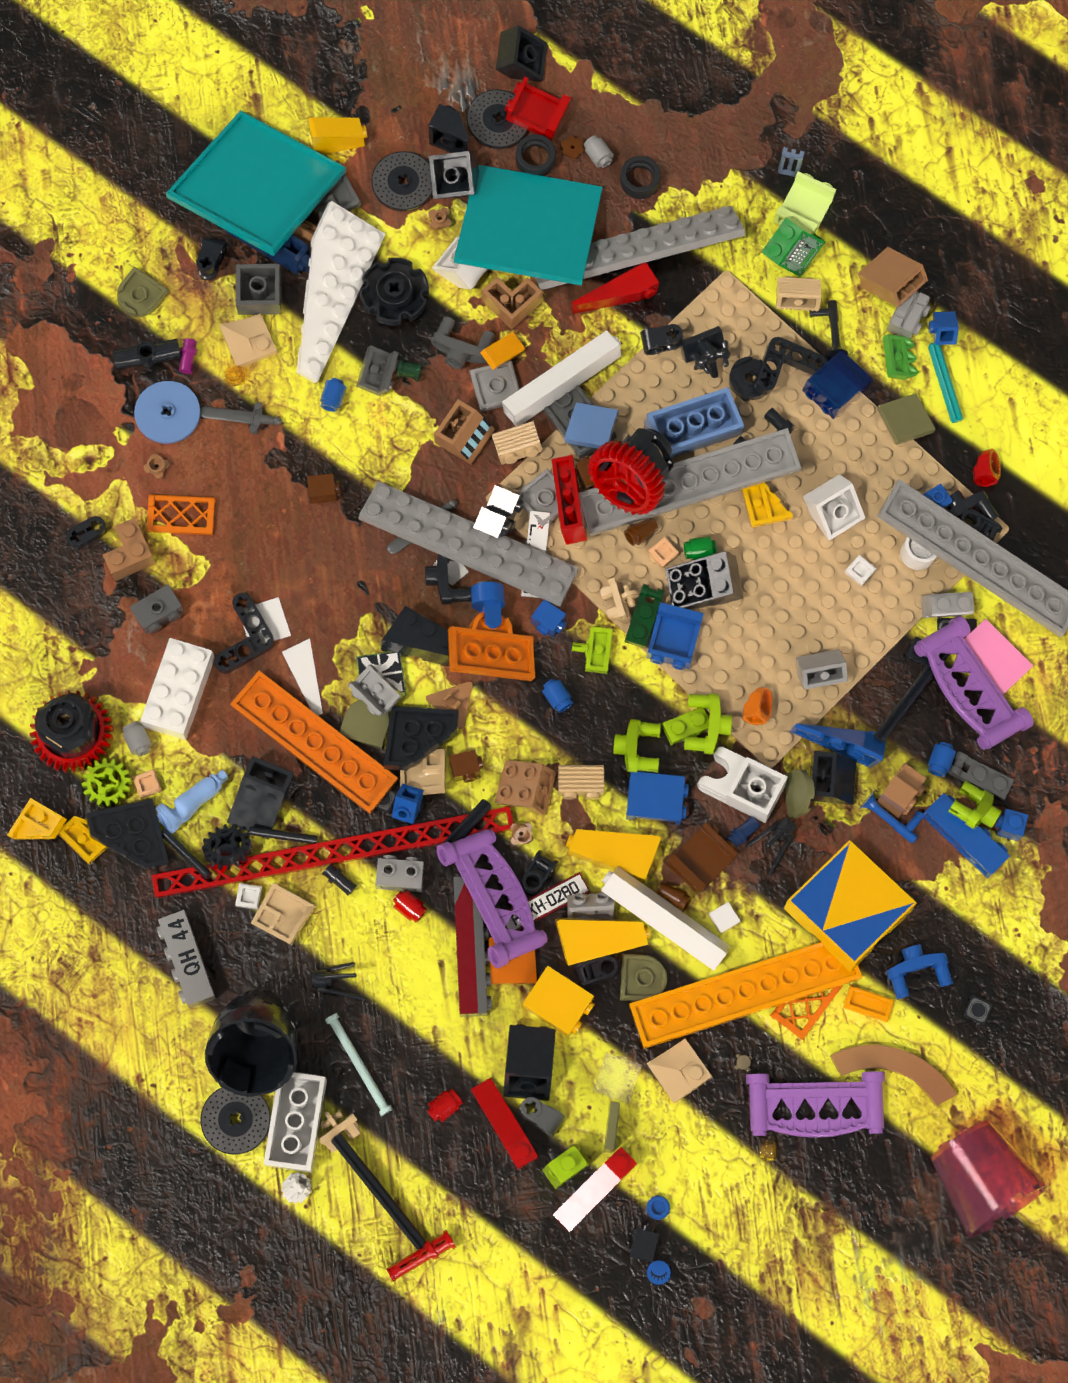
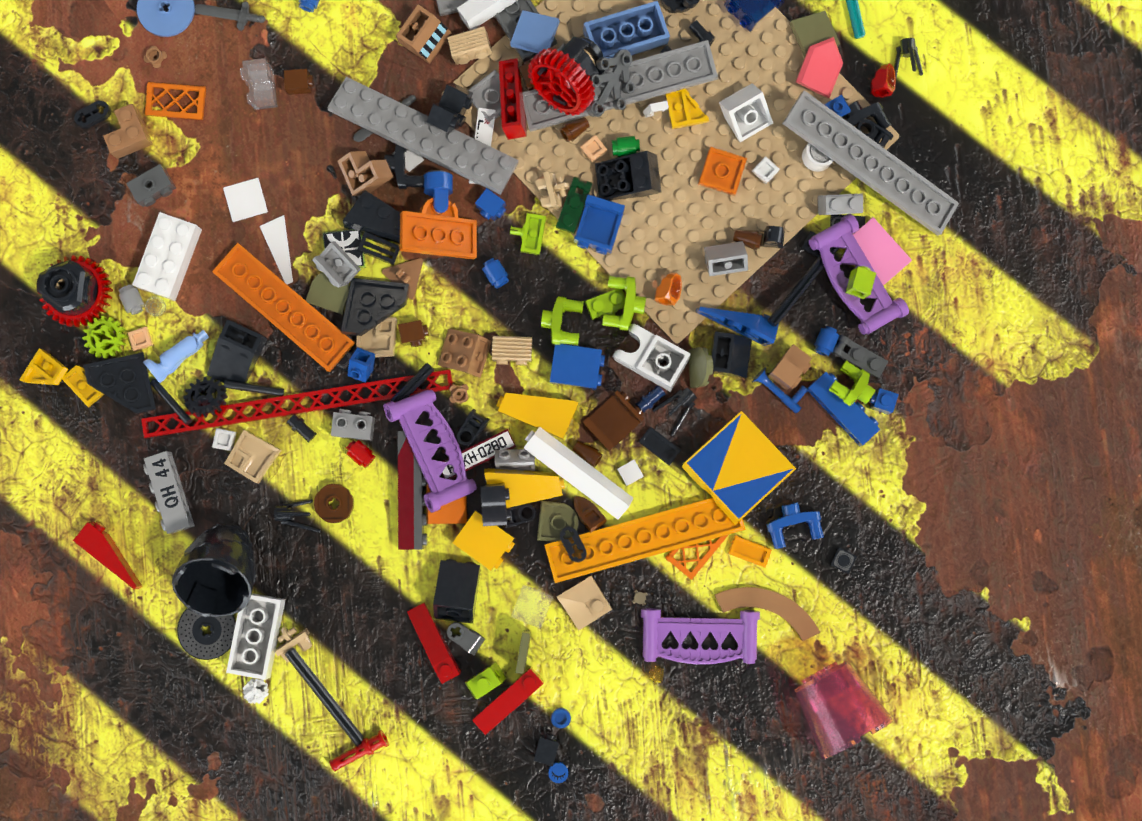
camera: 10 degrees right, 10 degrees up
(105, 1022) = (102, 547): none -> red slope
(164, 746) = (155, 306): none -> clear tile
(251, 641) = (233, 216): black beam -> none
(279, 487) = (261, 82): none -> clear brick
(359, 1065) = (312, 587): light aqua bar -> none
(390, 974) = (326, 495): none -> reddish brown plate
(401, 588) = (363, 173): none -> medium nougat brick
(420, 680) = (381, 241): none -> black tile
(444, 1105) = (383, 625): red brick -> none
(571, 956) = (494, 504): none -> black brick
(659, 1004) = (568, 546): none -> black beam
(679, 966) = (588, 513): none -> reddish brown plate
(693, 454) = (622, 62): none -> dark grey plant
(731, 504) = (651, 108): none -> white tile
(756, 886) = (659, 446): none -> black tile
(811, 573) = (722, 171): none -> orange tile
(848, 646) = (750, 238): none -> reddish brown cone
(874, 643) = (773, 237): none -> black leg
(915, 455) = (821, 67): none -> coral tile
(976, 690) = (861, 282): none -> lime brick
(1012, 433) = (908, 49): none -> black plant

